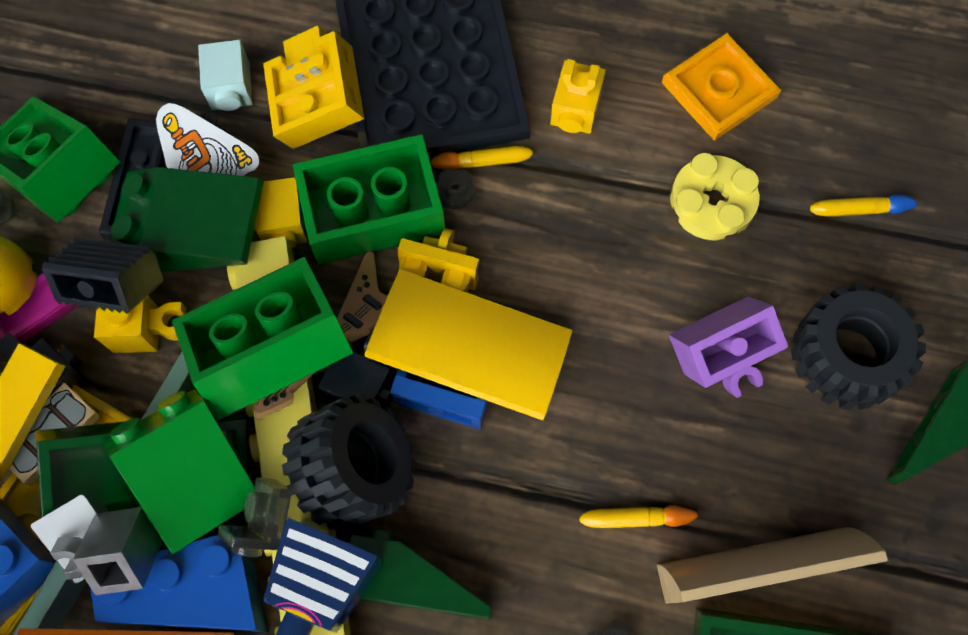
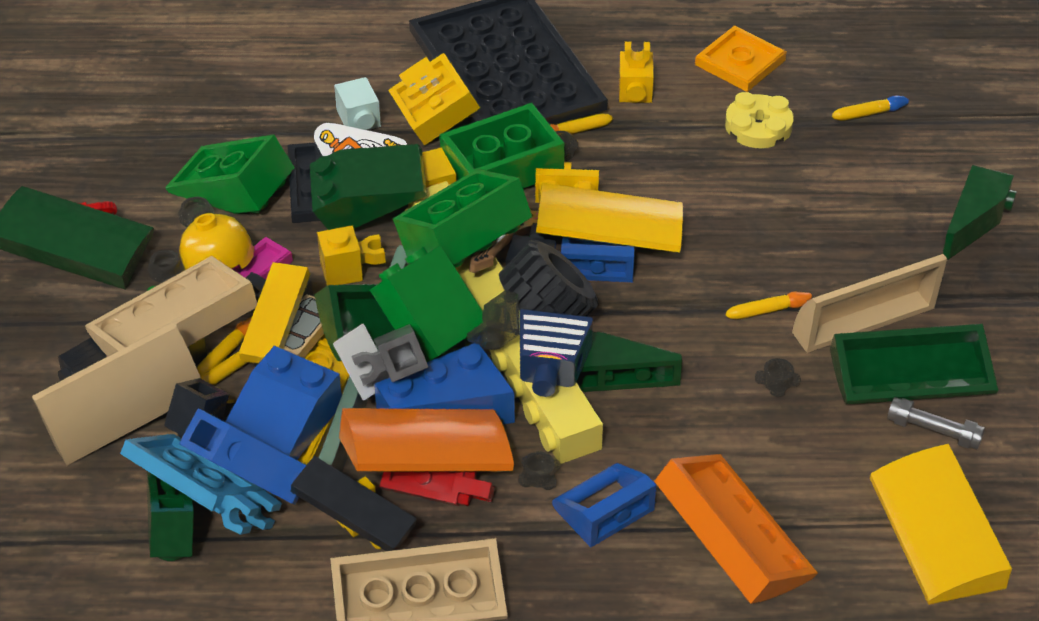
camera: 15 degrees left, 25 degrees down
(103, 275) = (323, 211): black brick -> none
(729, 343) = (800, 191): medium lavender brick -> none
(882, 323) = (892, 178): black tyre -> none

